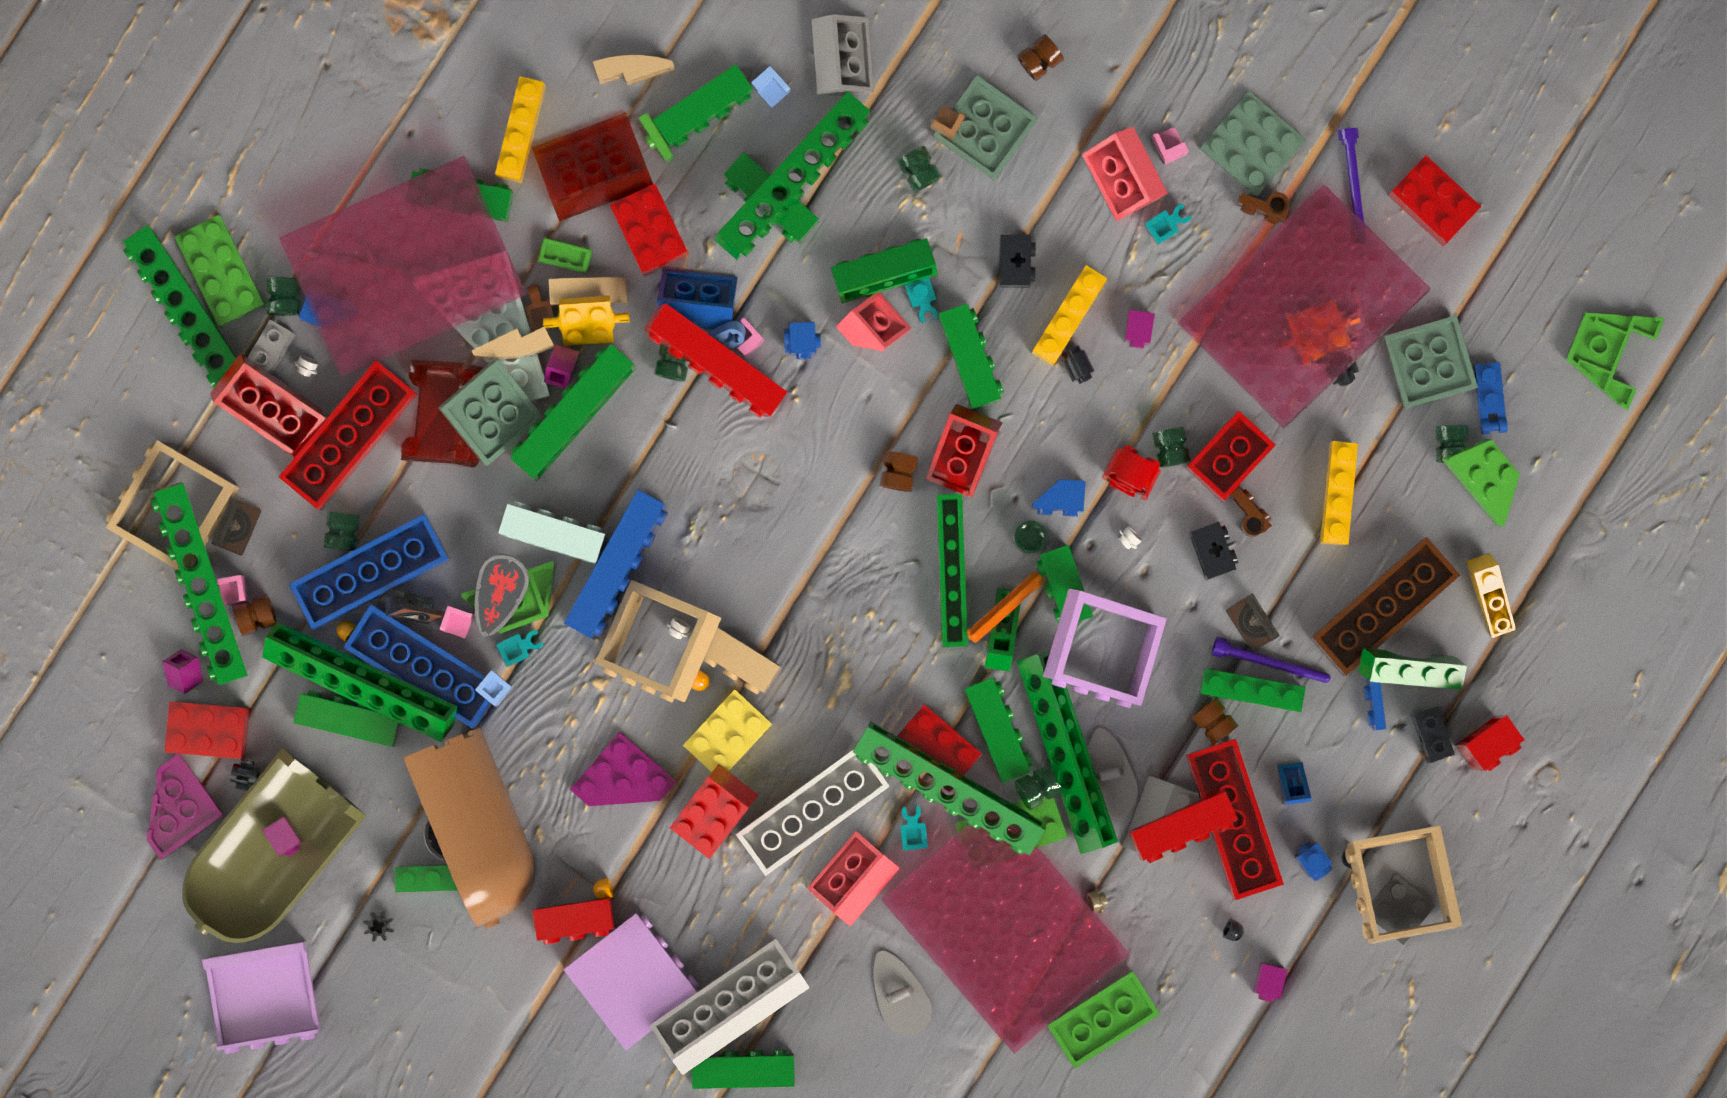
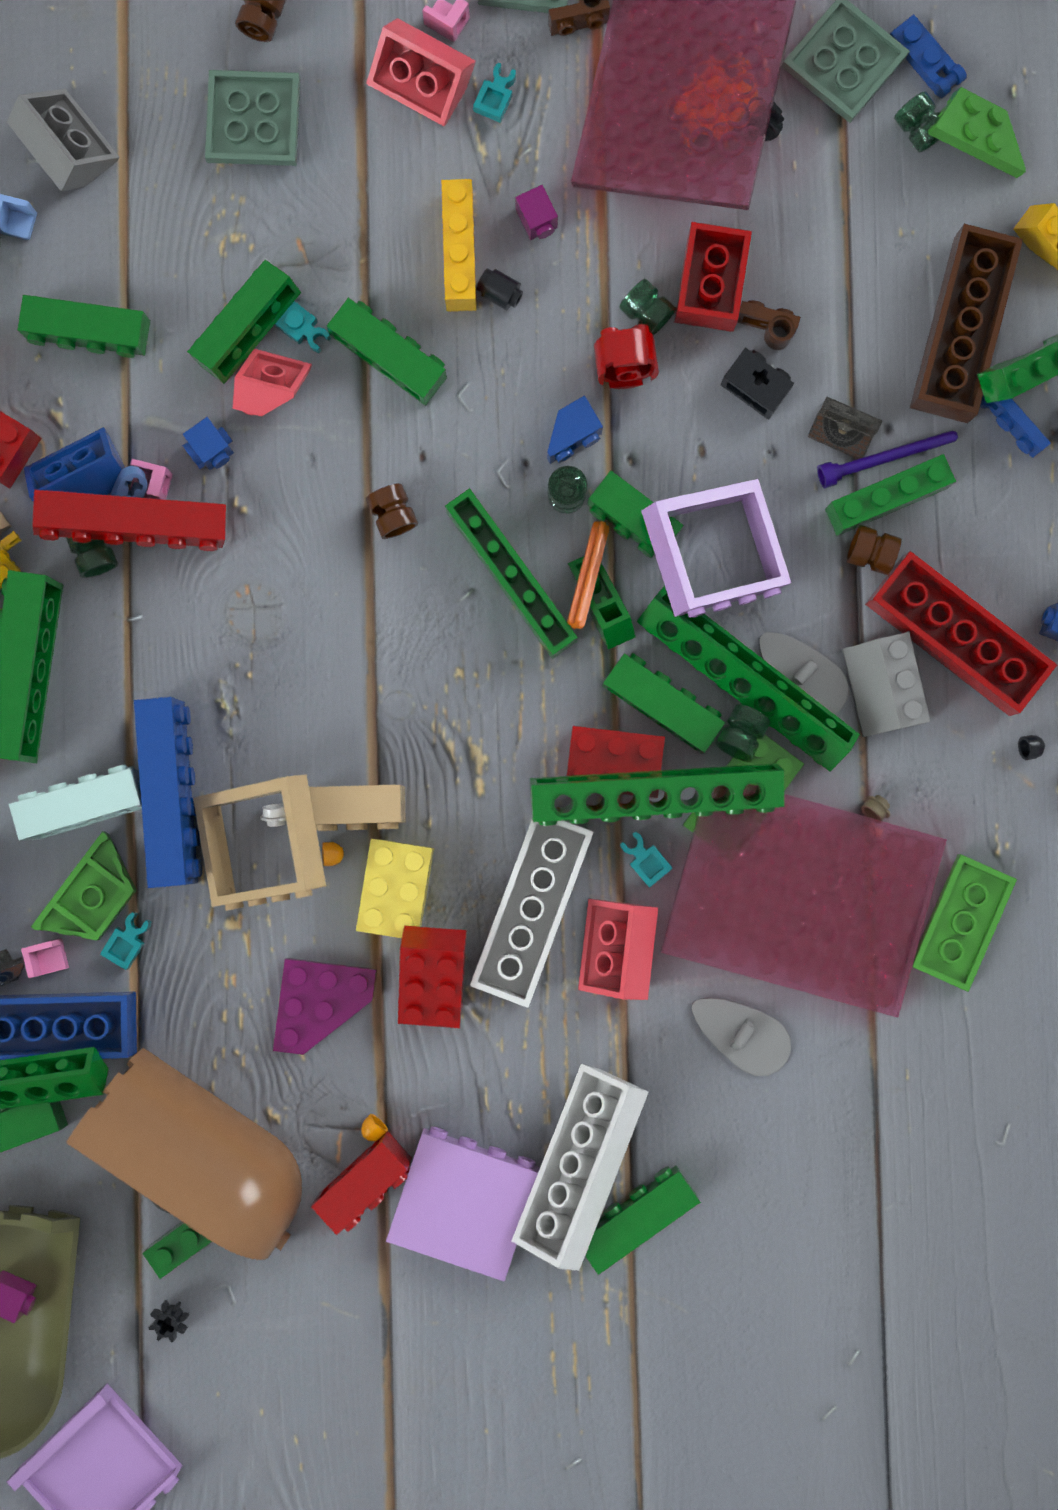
camera: 30 degrees left, 0 degrees up
(494, 688) = (123, 1001): light blue panel -> none
(499, 592) = (64, 899): shield -> none
(846, 109) = (100, 207): green brick -> none
(919, 169) = (207, 196): clear green wheel -> none
(947, 122) = (209, 132): medium nougat panel -> none
(963, 450) = (442, 448): red slope -> none
(1009, 275) = (366, 210): black brick -> none
(1129, 538) = (666, 426): white plate -> none
(1183, 825) = (923, 670): red brick -> none
(1293, 783) = (994, 561): blue slope -> none
(1338, 493) = (843, 243): yellow brick -> none

